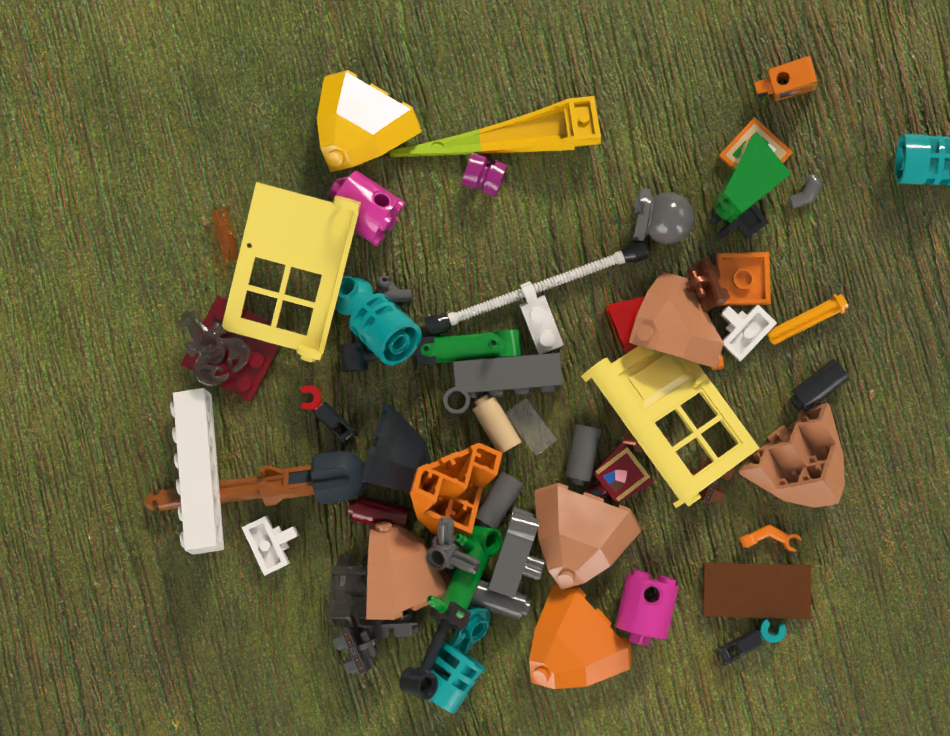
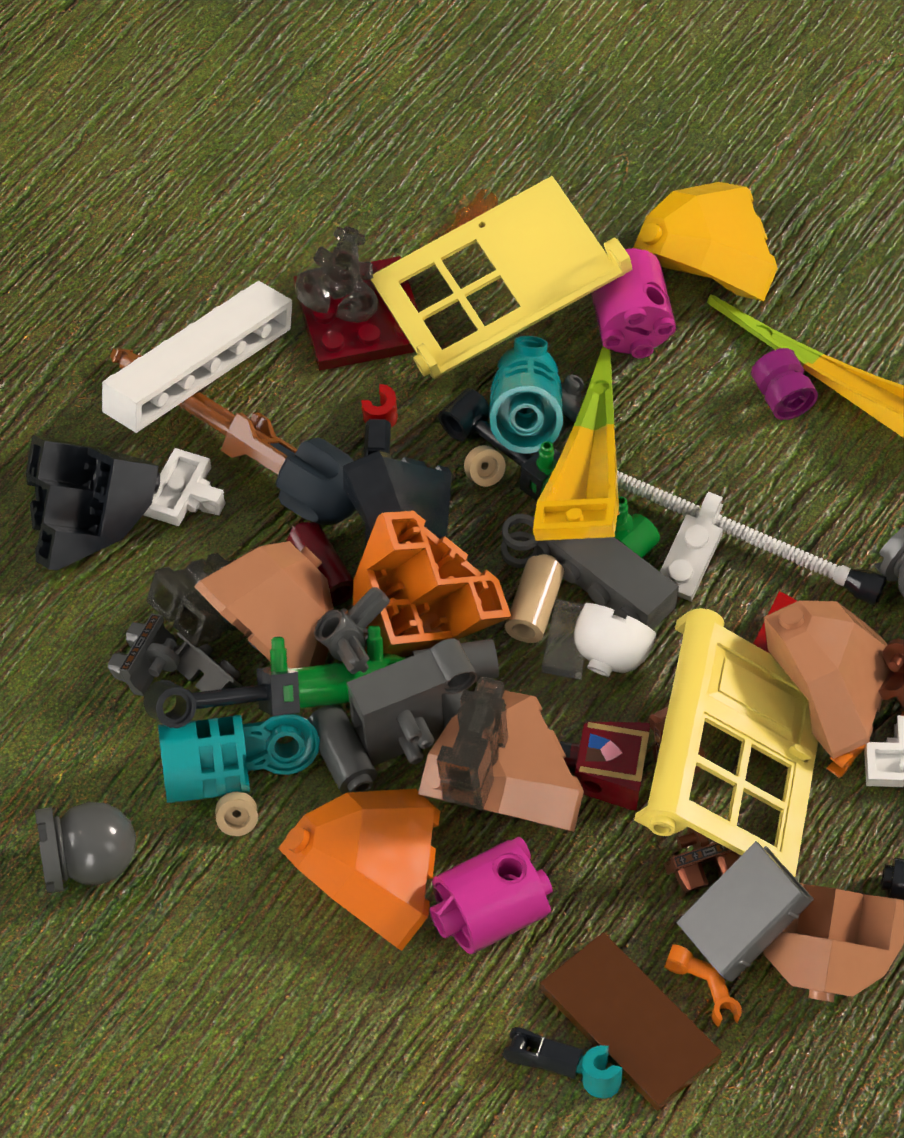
camera: 40 degrees right, 30 degrees down
(234, 598) = (84, 498): none -> black brick
(394, 377) = (484, 466): none -> tan tile
(471, 358) = (583, 487): none -> yellow plate
(489, 681) = (236, 813): none -> tan tile
(559, 415) = (611, 641): none -> white cylinder
(575, 553) = (467, 767): none -> clear smoke hips
(582, 454) = (595, 703): dark grey brick -> none
(762, 494) = (744, 911): none -> piece

